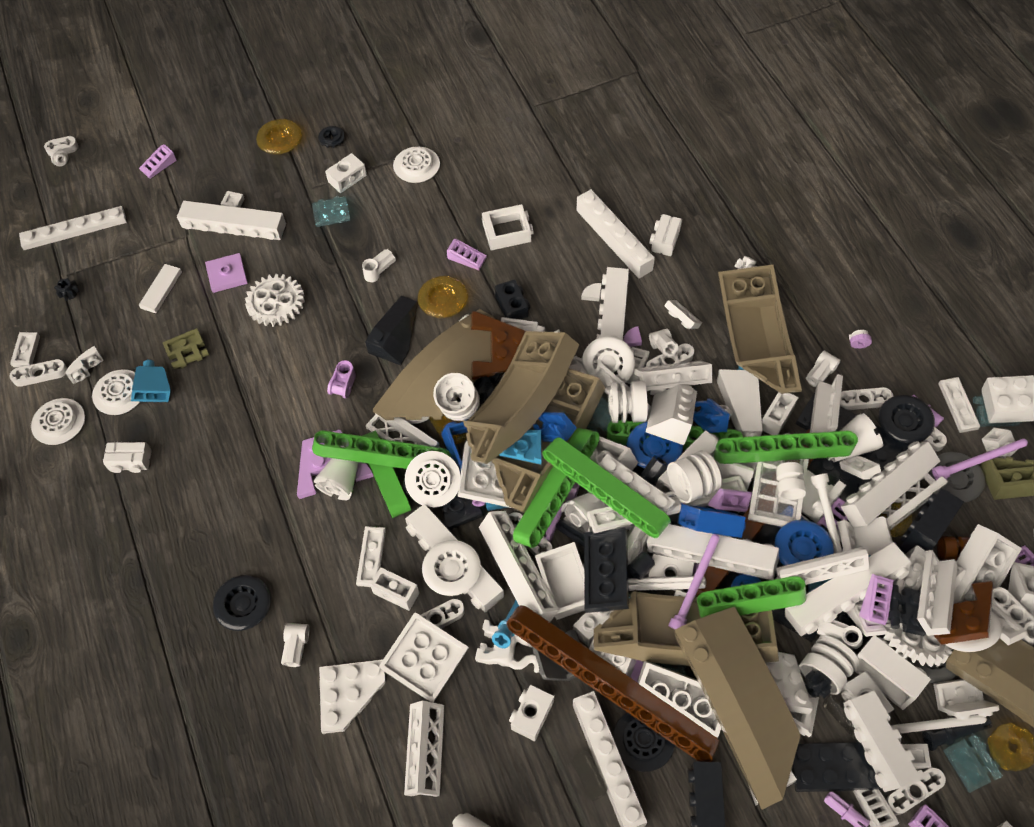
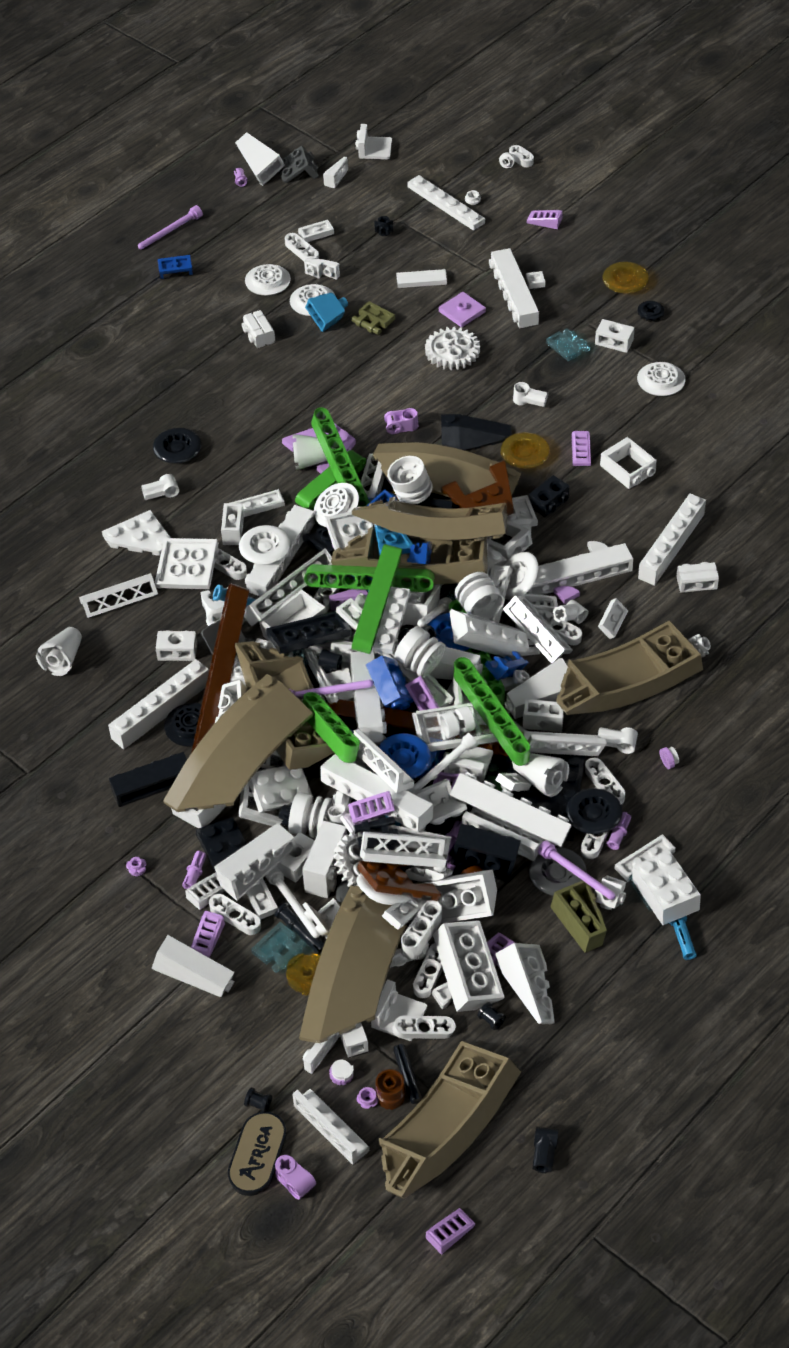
camera: 65 degrees right, 10 degrees down
(85, 204) = (472, 197): none -> white plate
(637, 452) = (442, 607): none -> white piece

